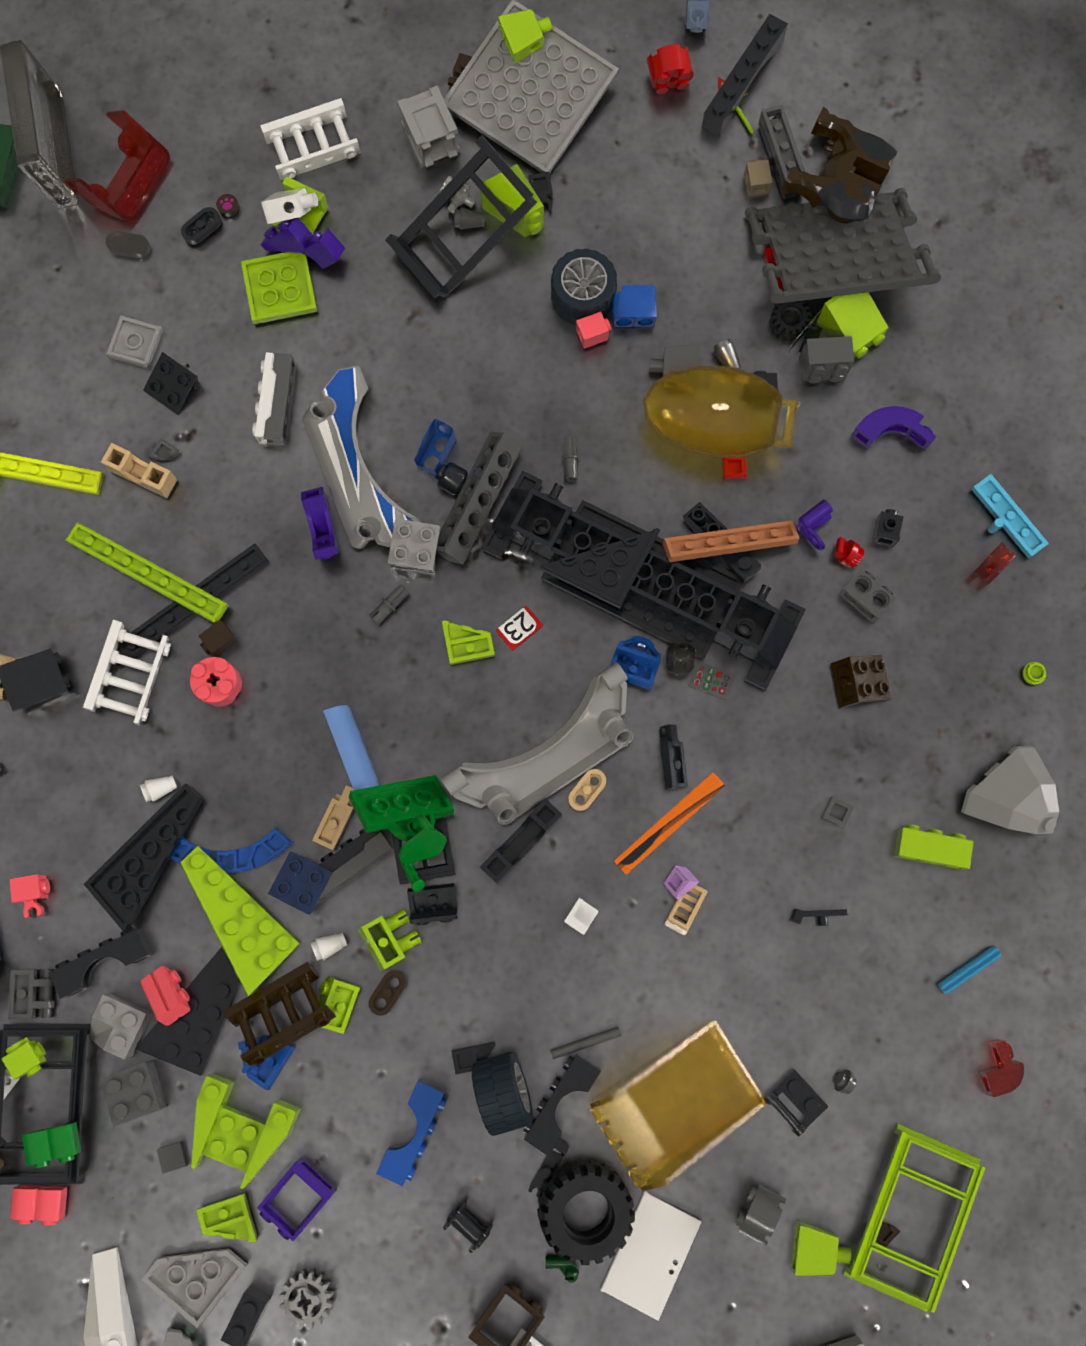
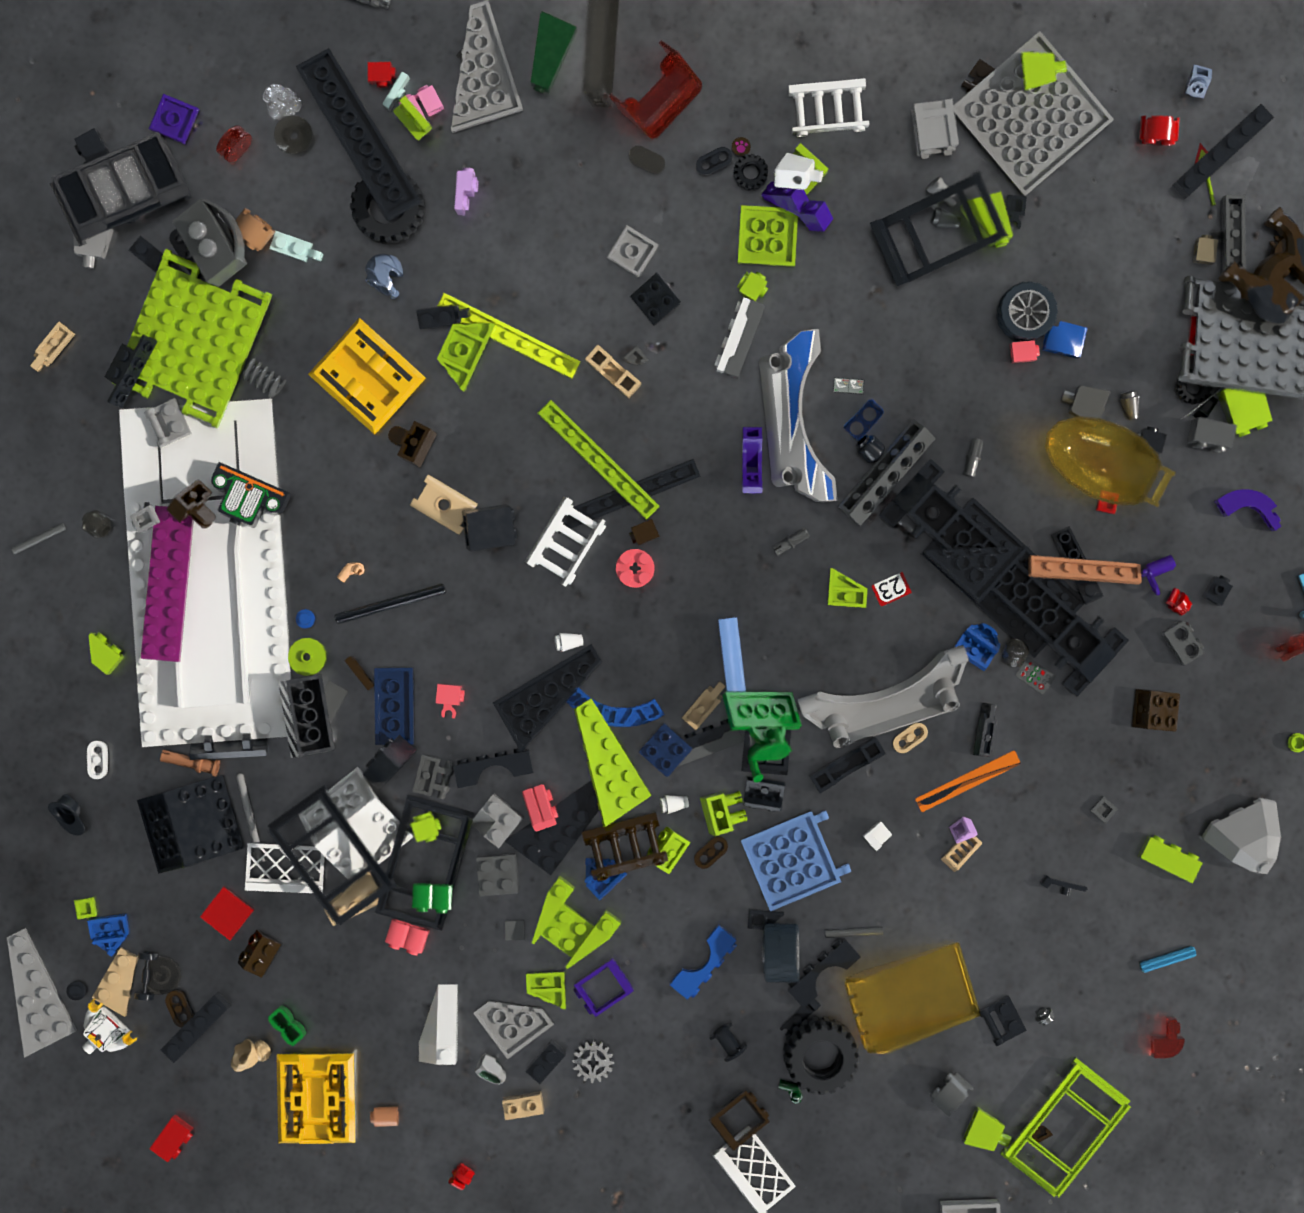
camera: 10 degrees right, 10 degrees up
(238, 216) = (750, 160): none -> black tyre
(275, 339) = (753, 286): none -> lime brick
(410, 420) = (848, 385): none -> light grey sticker
(414, 545) = (825, 501): light grey bracket -> none
(487, 975) = (792, 860): none -> medium blue plate
(655, 1248) = (850, 1108): white container -> none

